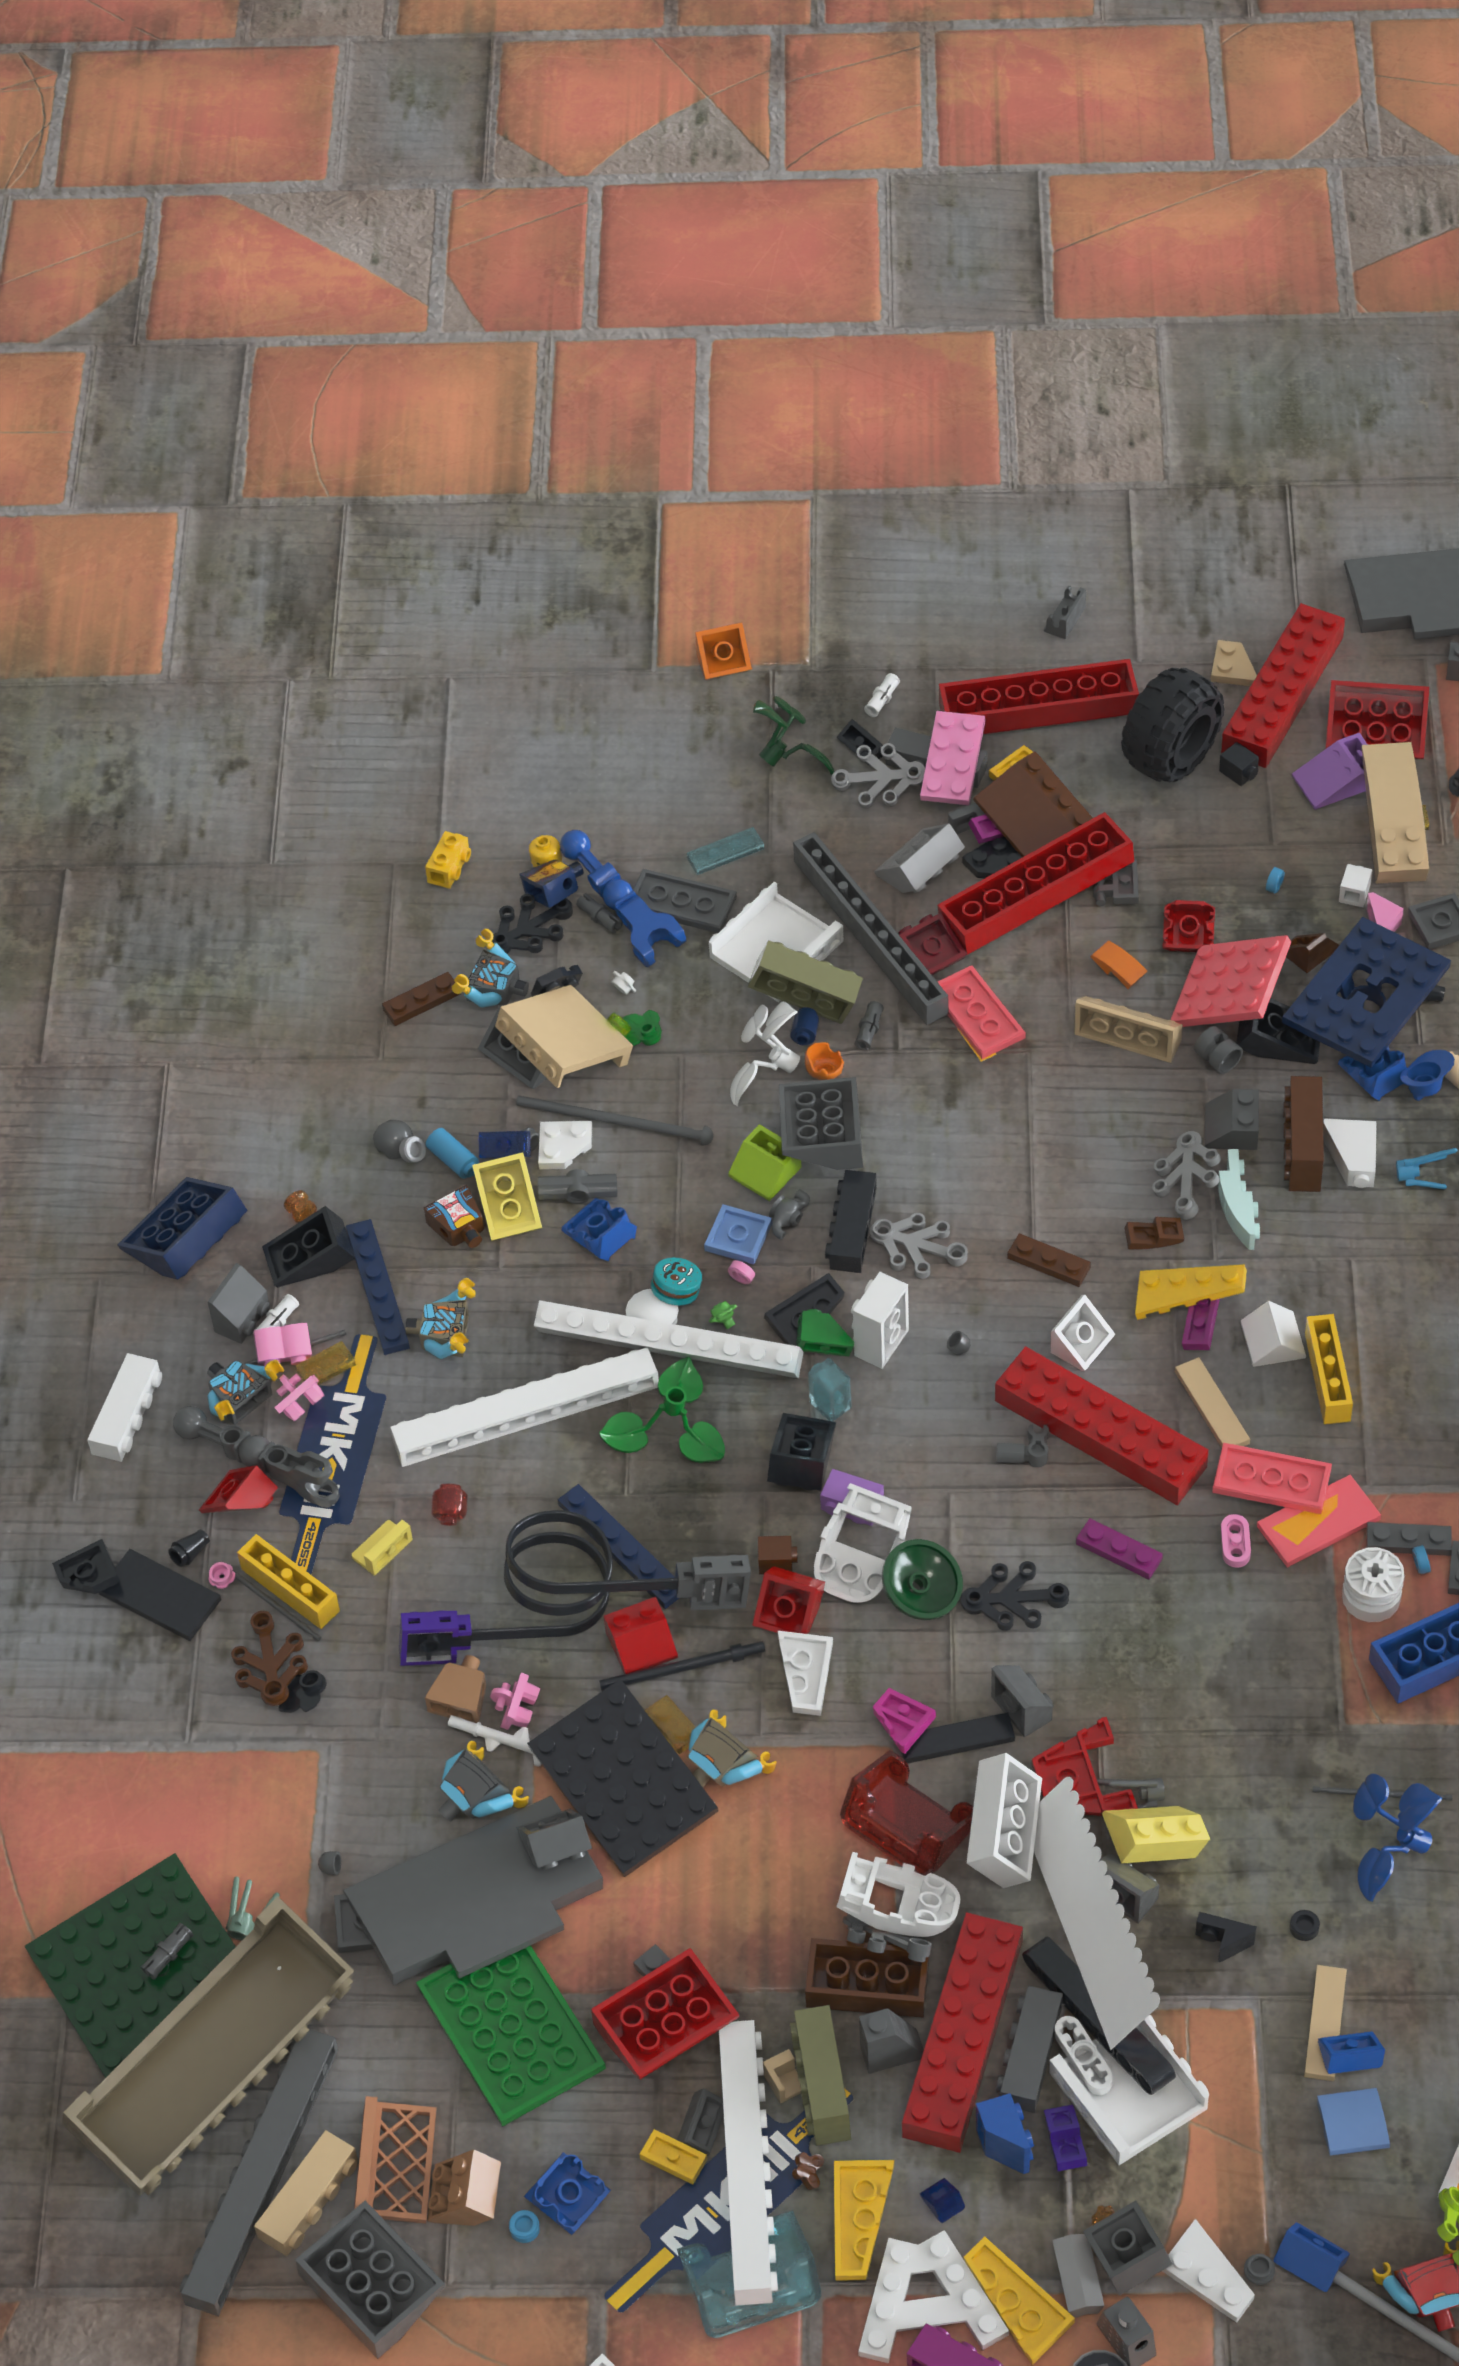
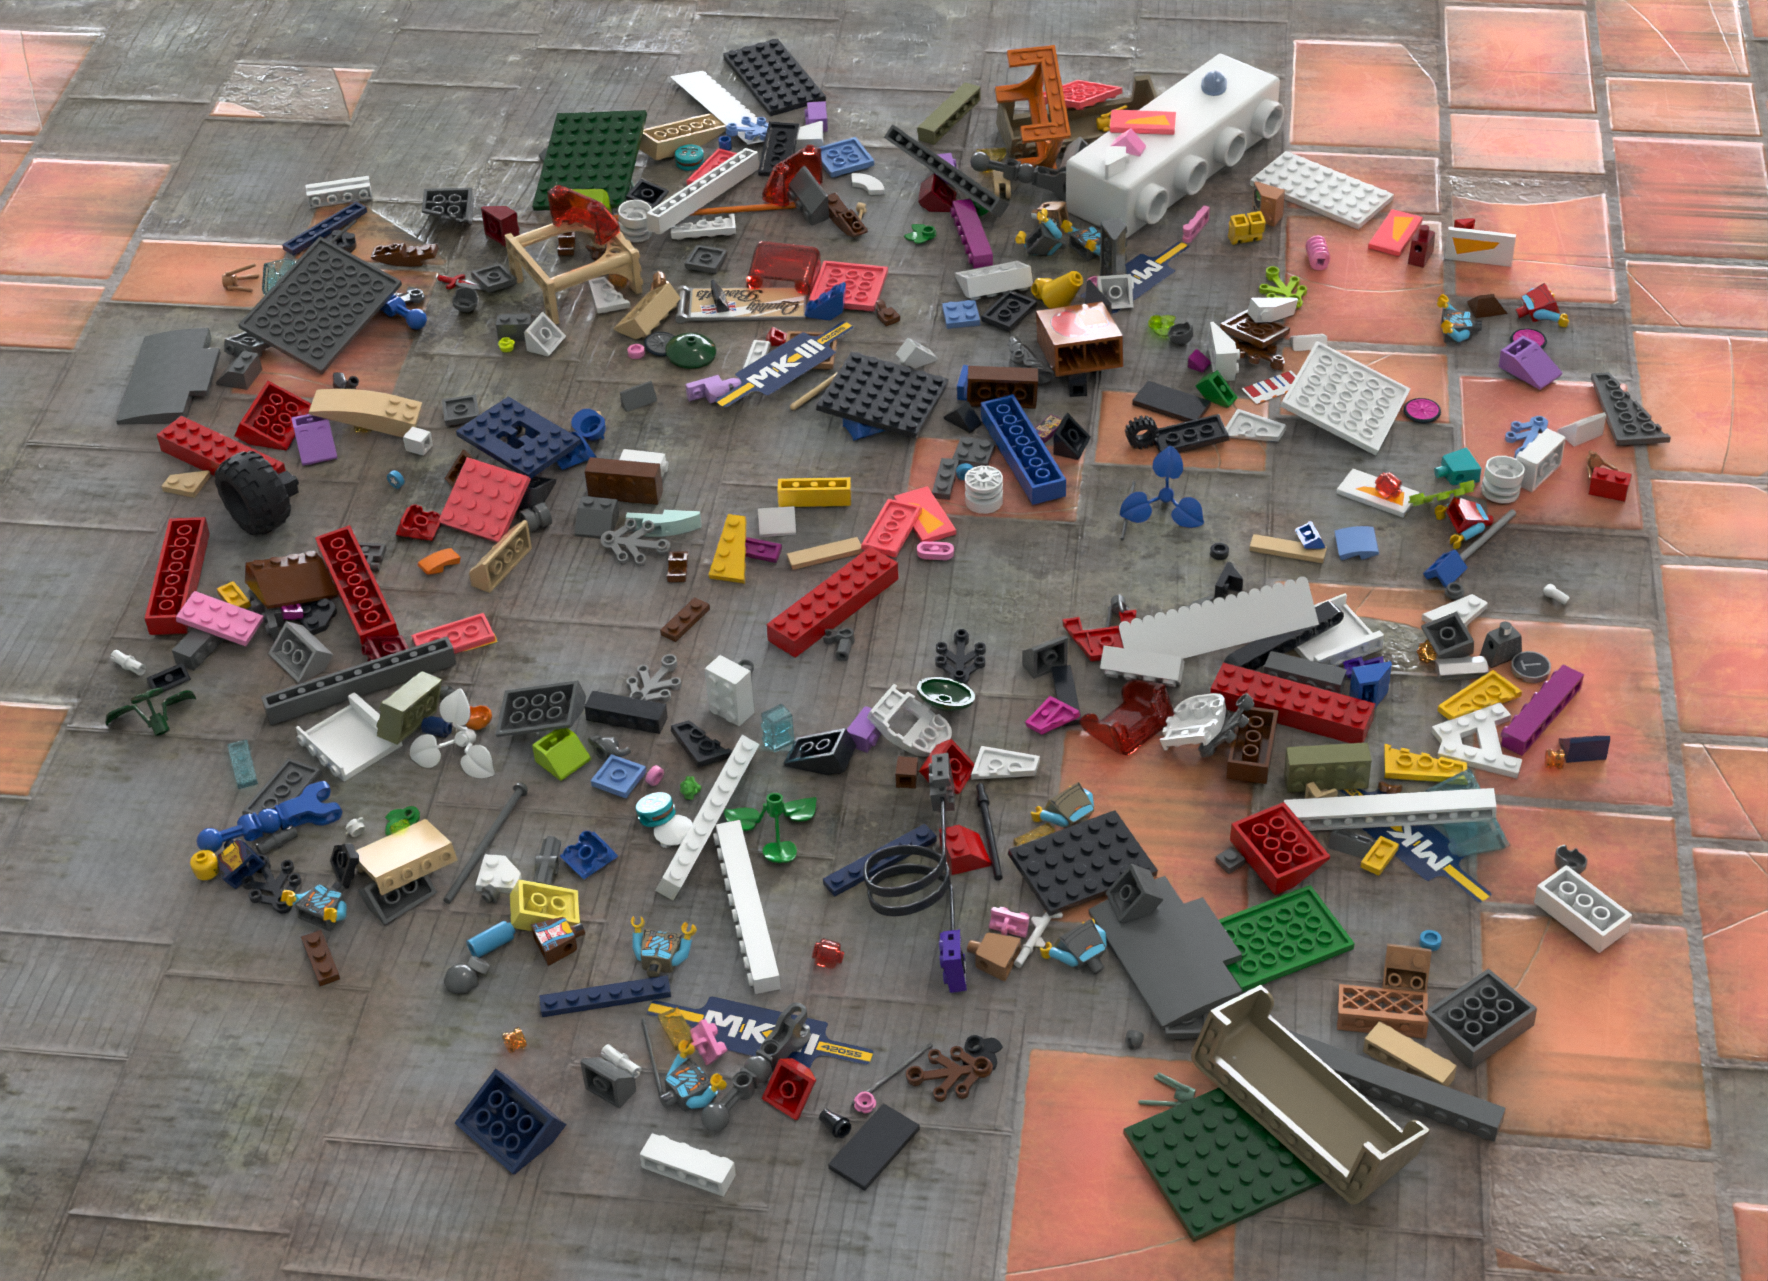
camera: 85 degrees left, 10 degrees down
(87, 1569) = (846, 1189): black plate -> none
(166, 1951) = (1214, 1129): dark grey pin -> none
(283, 1344) = (654, 1051): bright pink brick -> none
(288, 1581) = (883, 1052): yellow brick -> none
(309, 1249) = (559, 1035): black slope -> none
(383, 1546) = (855, 998): light yellow panel -> none
(448, 859) = (185, 927): yellow brick -> none
(504, 1144) = (494, 904): clear blue plate -> none
(567, 2192) = (1404, 914): blue slope -> none
(722, 651) = (39, 748): orange slope -> none
(822, 1334) = (724, 731): green slope -> none
(882, 775) = (212, 664): light grey plant -> none
(888, 2041) = (1302, 730): dark grey slope -> none
(943, 2200) = (1407, 728): clear blue slope -> none
(1066, 614) = (96, 557): dark grey hinge -> none
(1080, 1334) = (754, 607): white slope -> none
(1083, 2069) = (1321, 645): white beam -> none
(1119, 1548) = (929, 606): magenta plate -> none
(1156, 1833) = (1155, 596): light yellow slope -> none
(1384, 912) = (446, 434): bright pink slope -> none
(1409, 1169) = (661, 444): dark azure plant -> none

